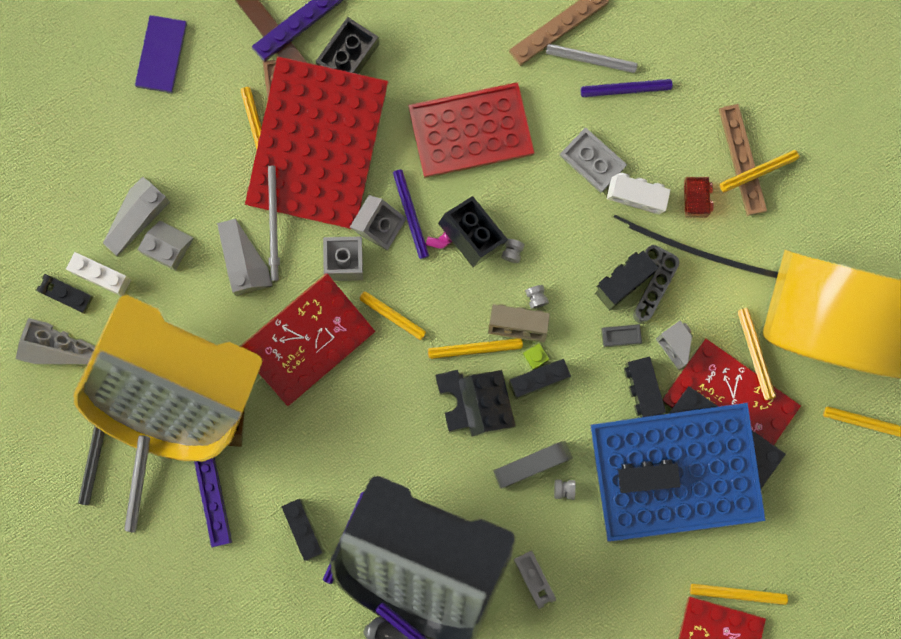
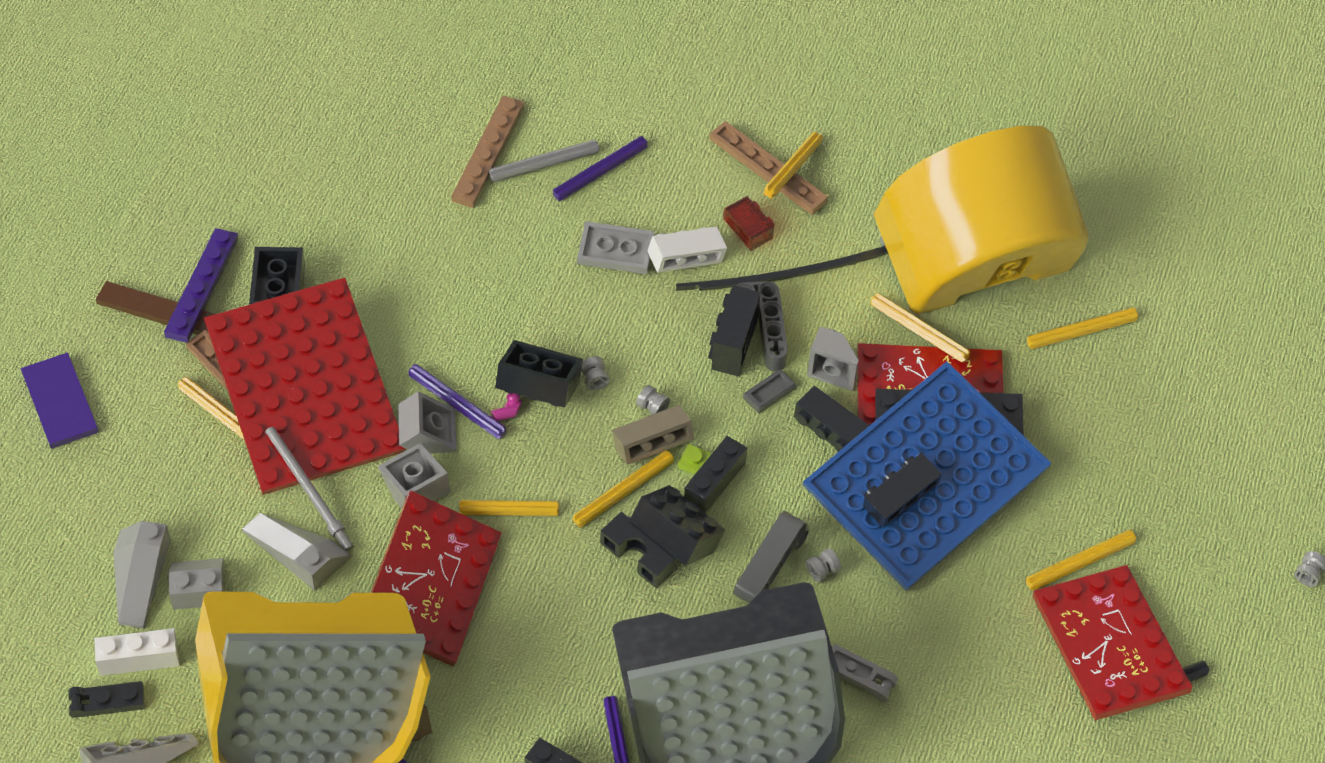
camera: 35 degrees left, 25 degrees down
(471, 130) = (464, 289): red plate -> none

